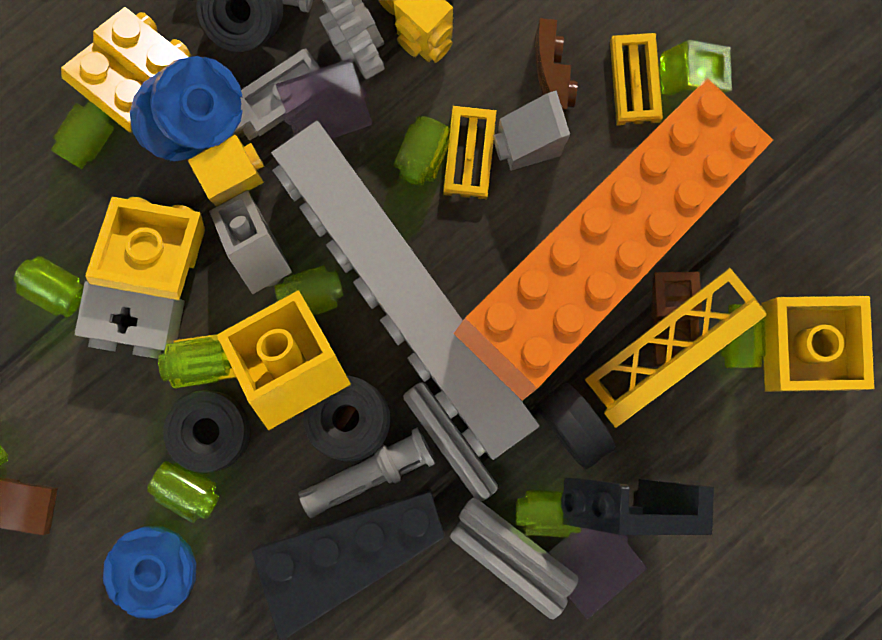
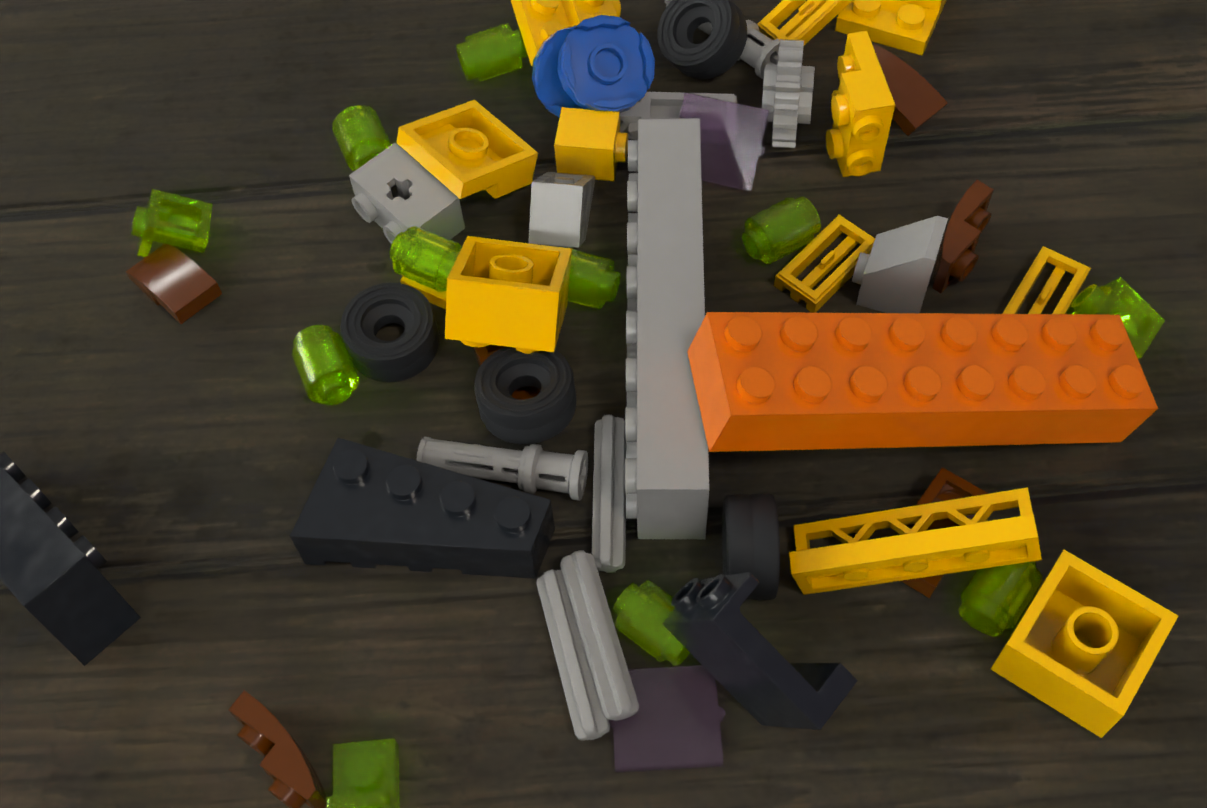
camera: 40 degrees right, 25 degrees down
(149, 572) = (233, 420): blue tile -> none

